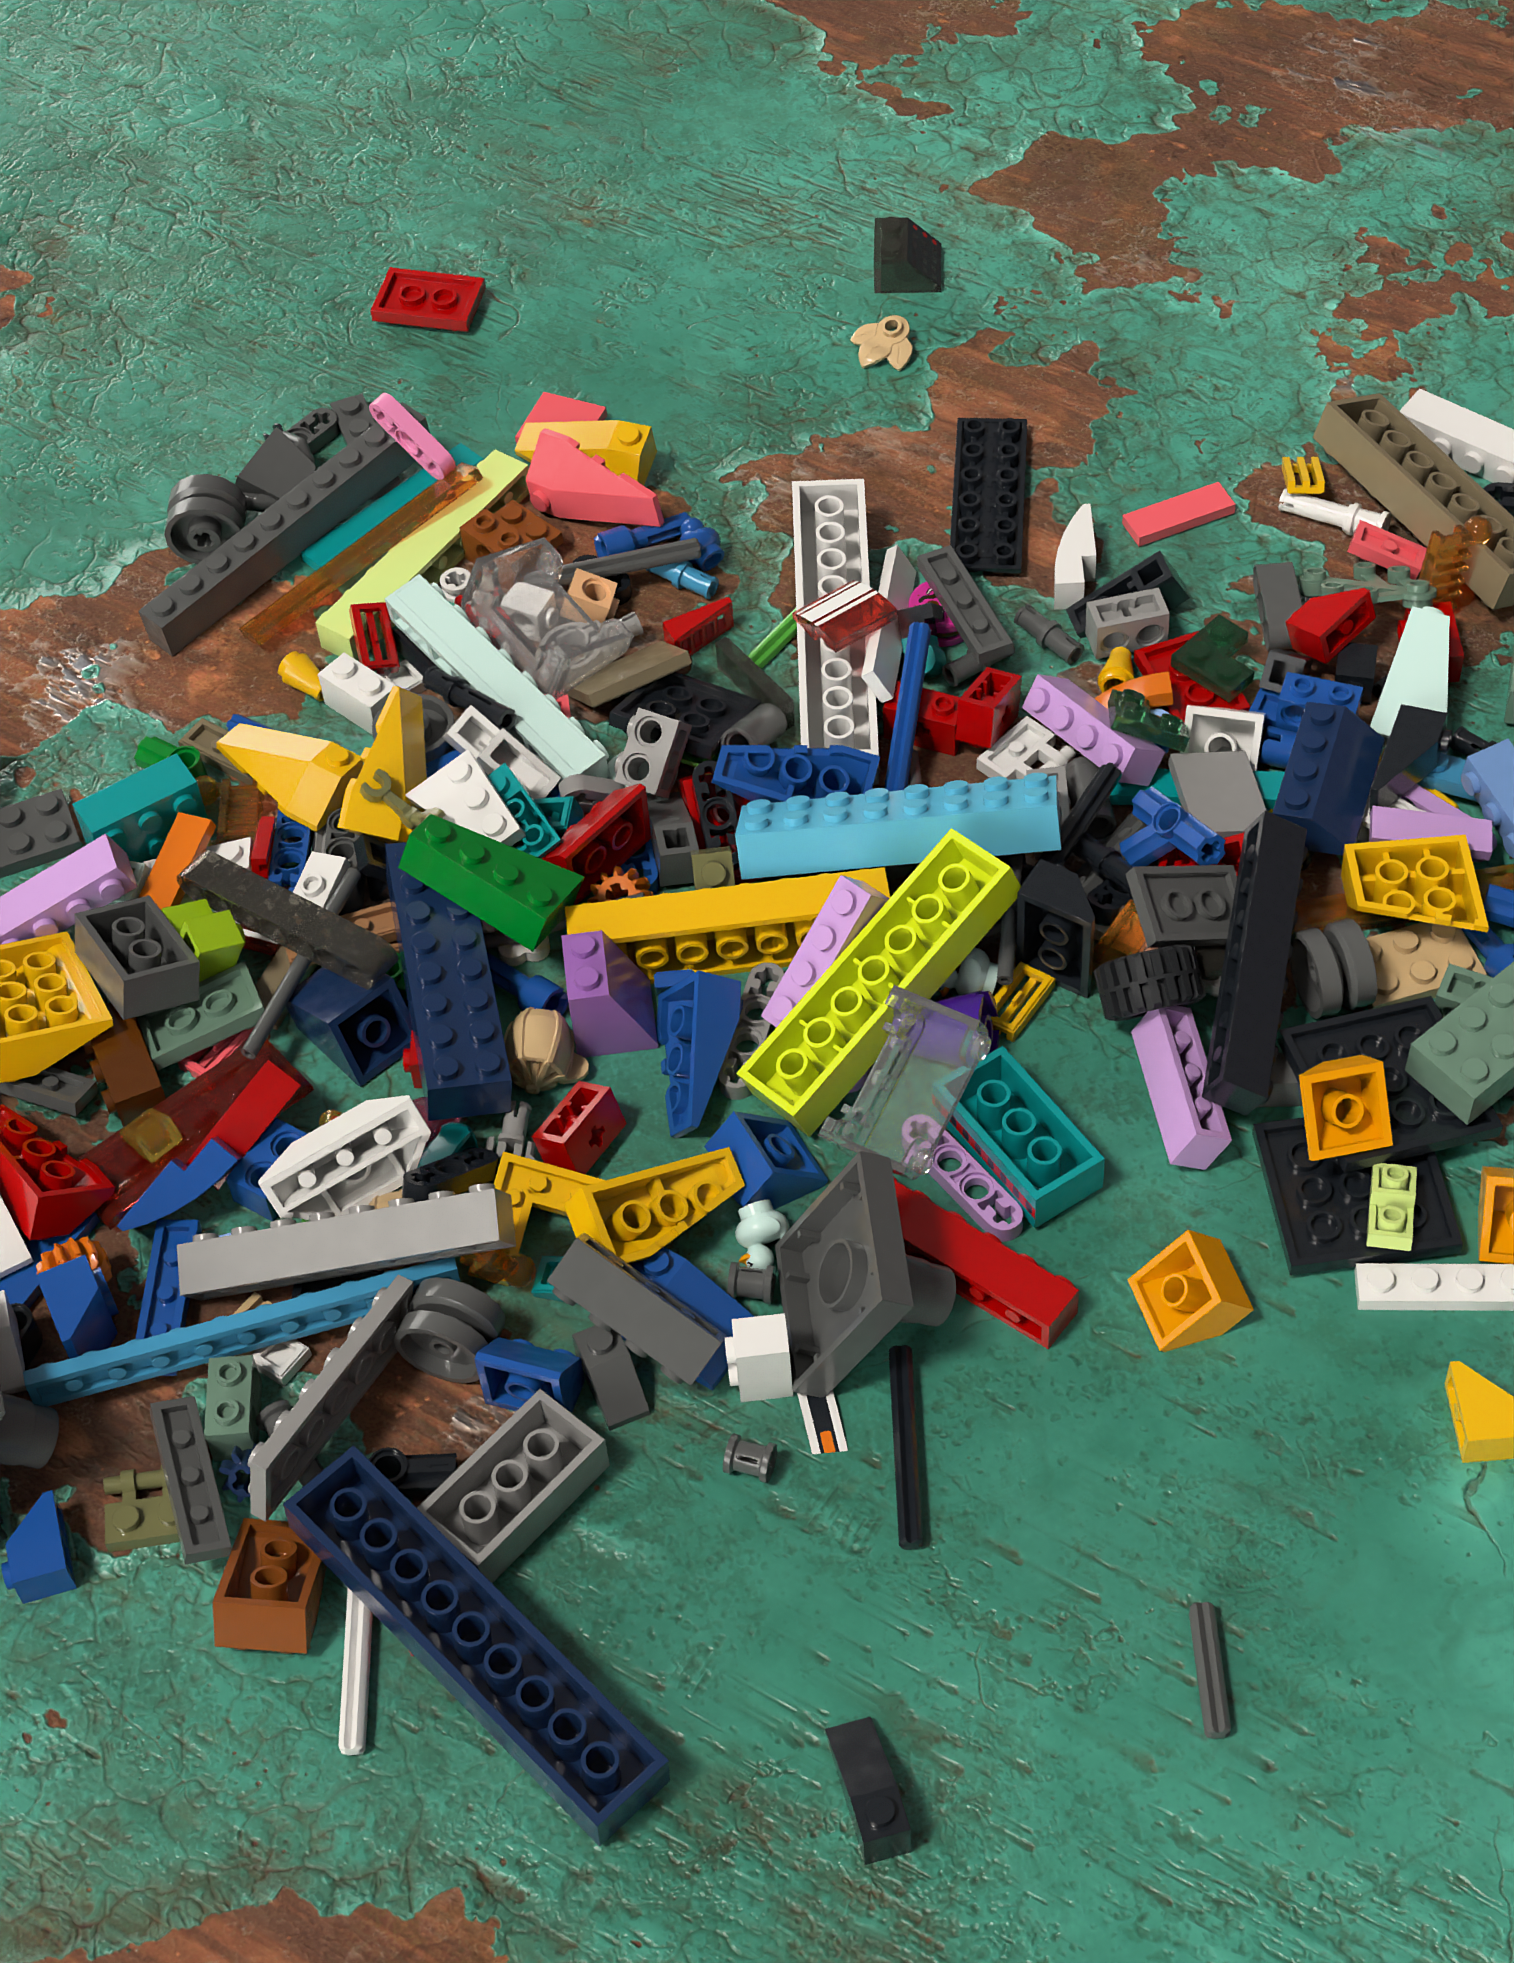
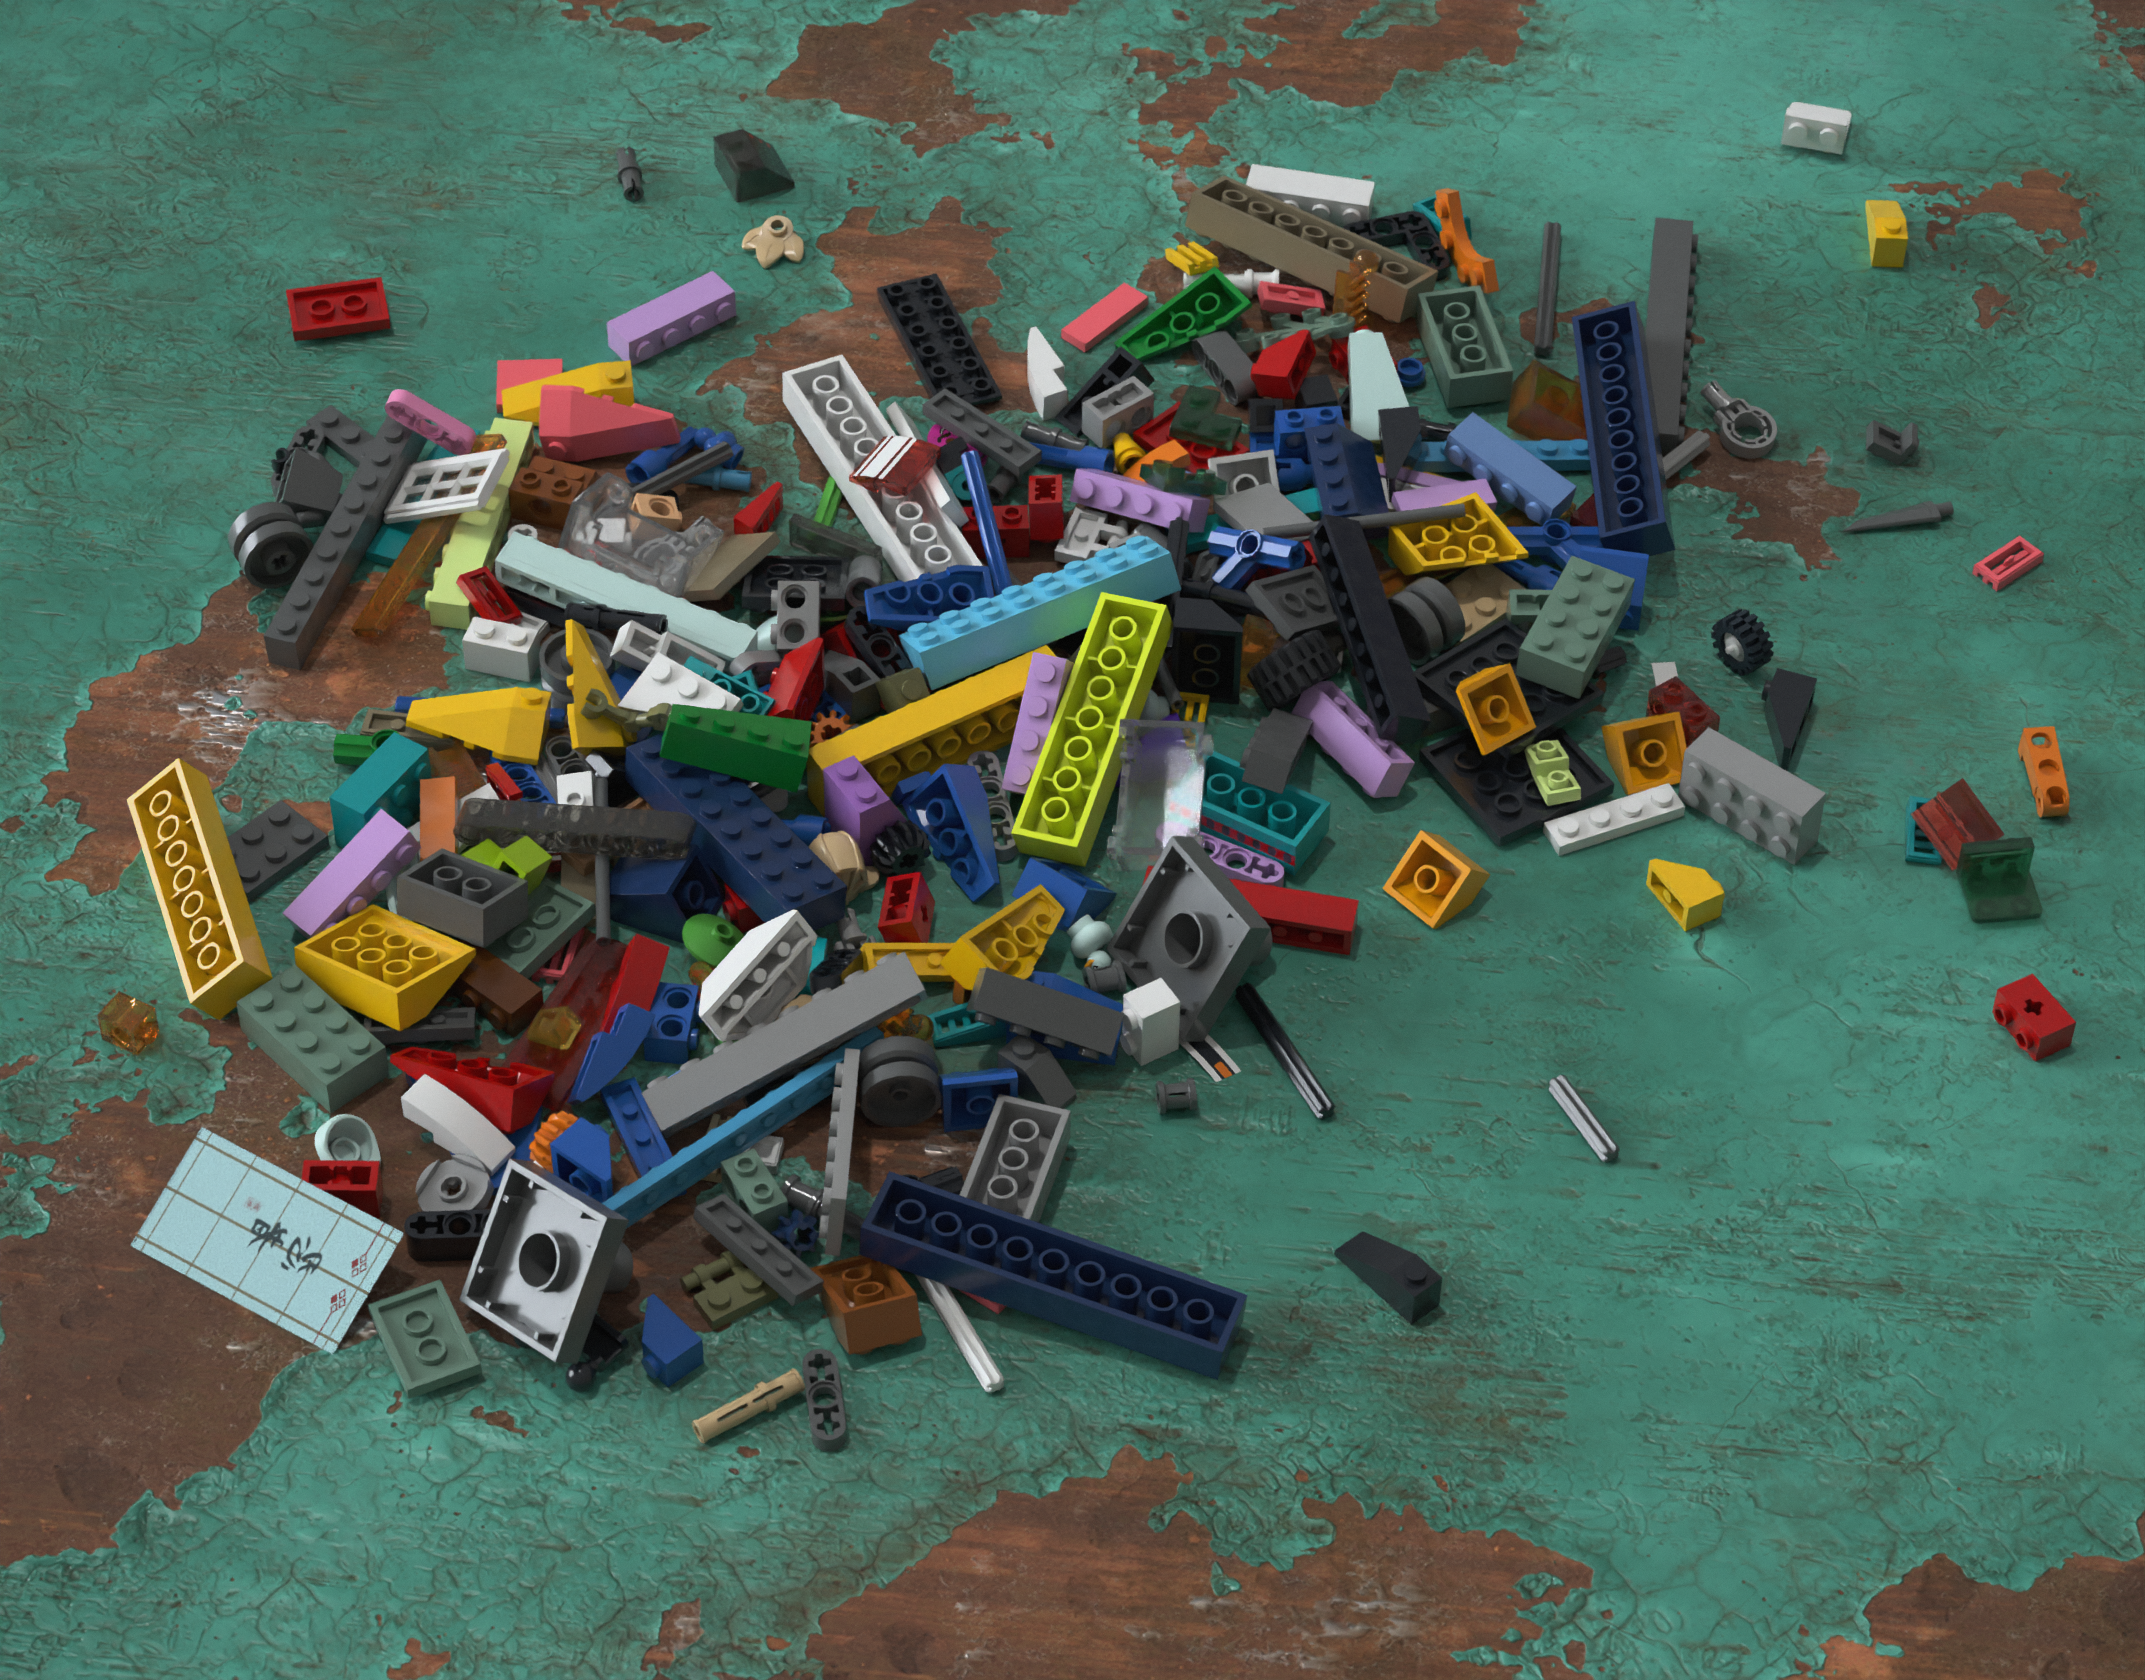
camera: 30 degrees left, 5 degrees down
(133, 1657) = (787, 1384): none -> tan pin
(167, 1710) = (819, 1413): none -> dark grey beam
(301, 673) = (438, 649): yellow cone -> none
(355, 1079) = (710, 938): none -> bright green dish
(398, 507) = (446, 486): none -> white piece
(616, 1051) = (900, 849): none -> black gear
(734, 394) = (671, 318): none -> lavender brick
(783, 236) = (629, 173): none -> dark grey pin
(1068, 665) = (1087, 458): none -> blue piece
(1075, 1074) = (1275, 750): none -> dark grey brick
(1266, 536) = (1194, 312): none -> green wedge
(1327, 833) = (1374, 520): none -> dark grey piece
(1479, 669) = (1410, 372): none -> blue plate

